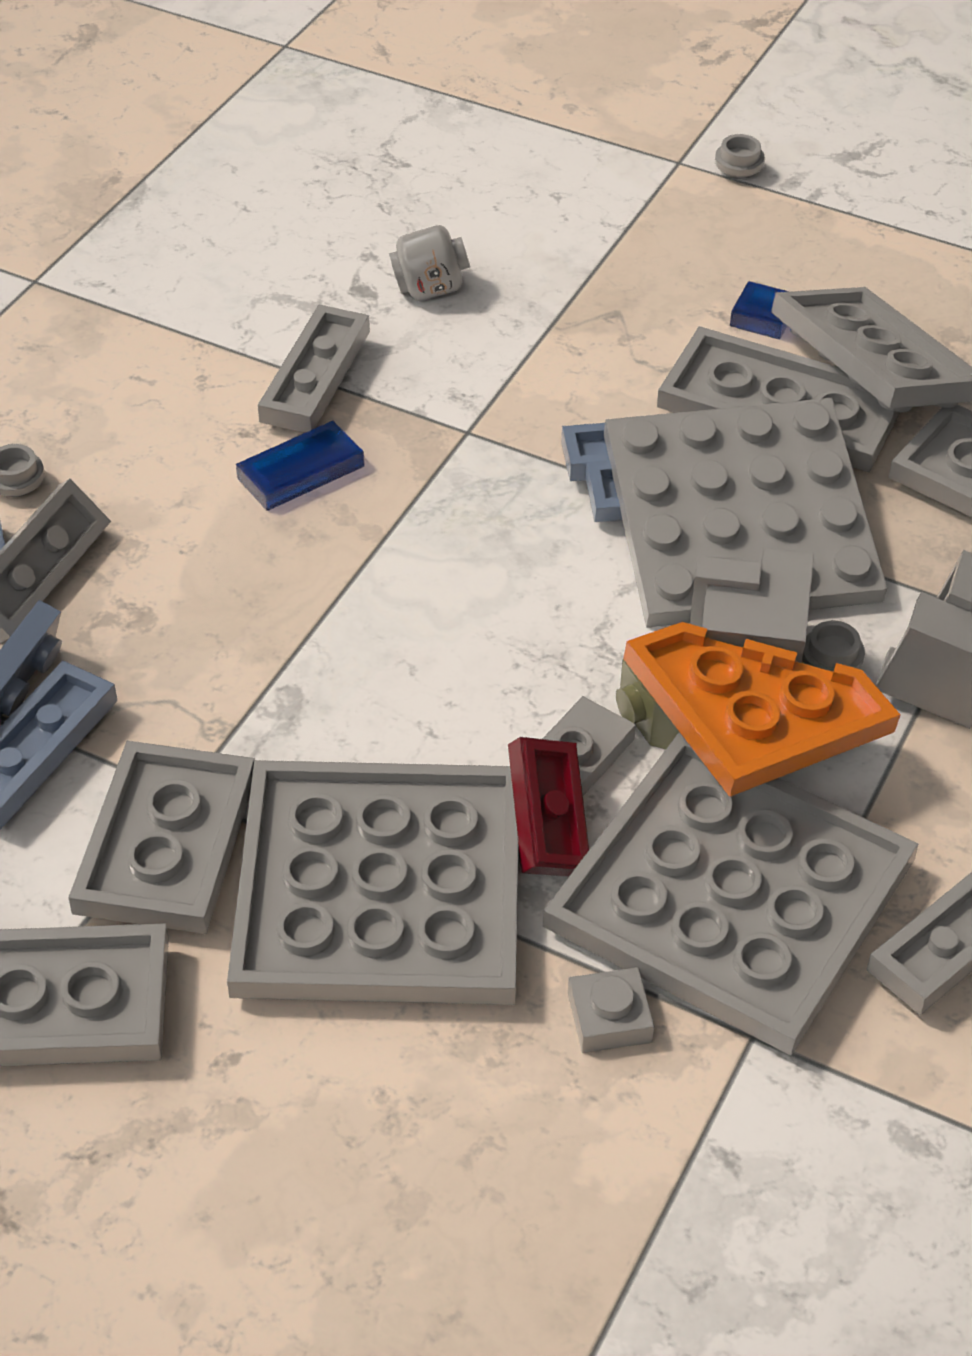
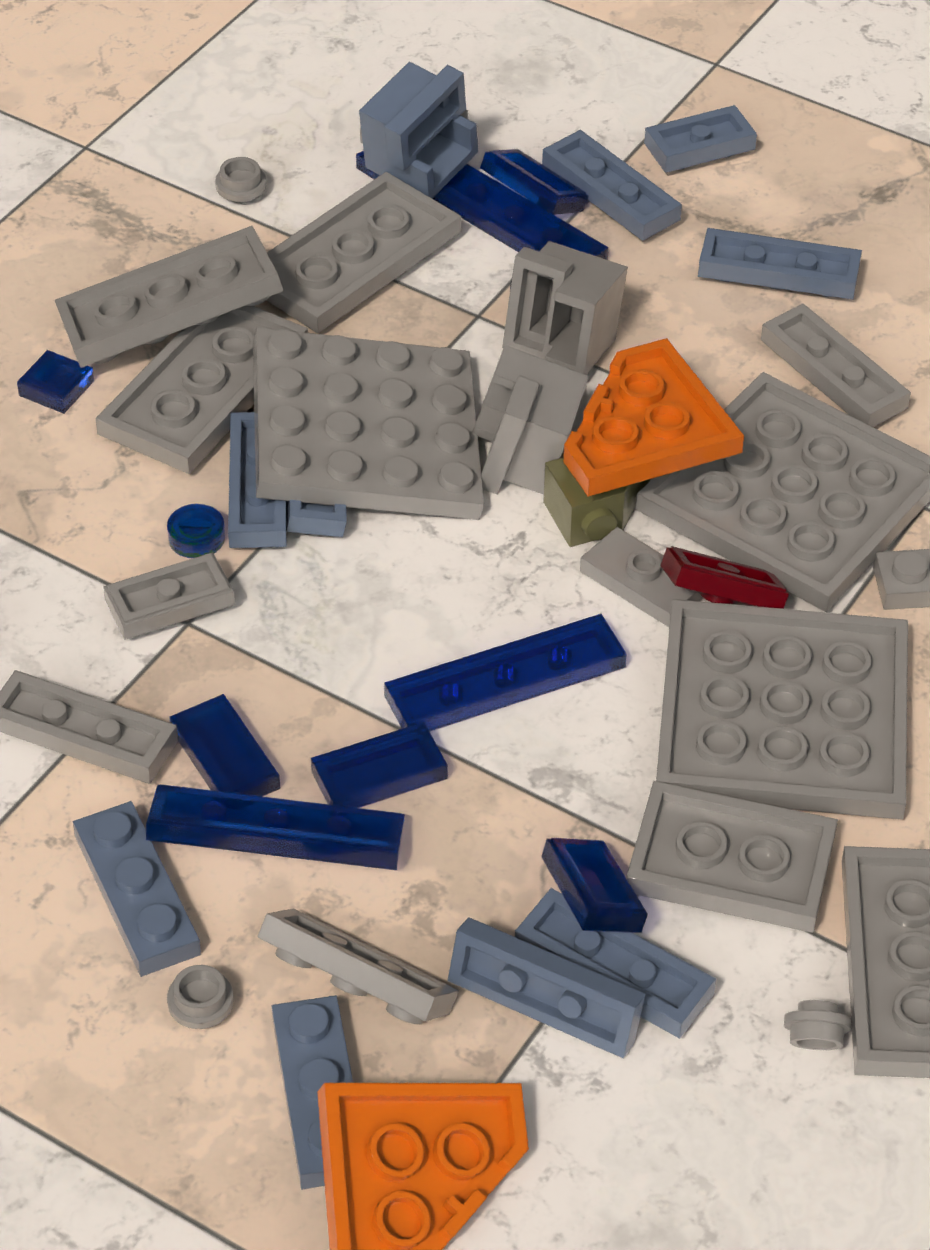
camera: 85 degrees left, 0 degrees up
(110, 713) = (594, 885): none -> clear blue tile
(141, 426) = (136, 889): none -> sand blue plate
(200, 501) = (275, 827): none -> clear blue tile
(284, 567) = (379, 767): none -> clear blue tile
(416, 654) = (506, 674): none -> clear blue tile
(483, 405) = (169, 595): none -> light grey plate
(578, 410) = (195, 530): none -> clear blue tile

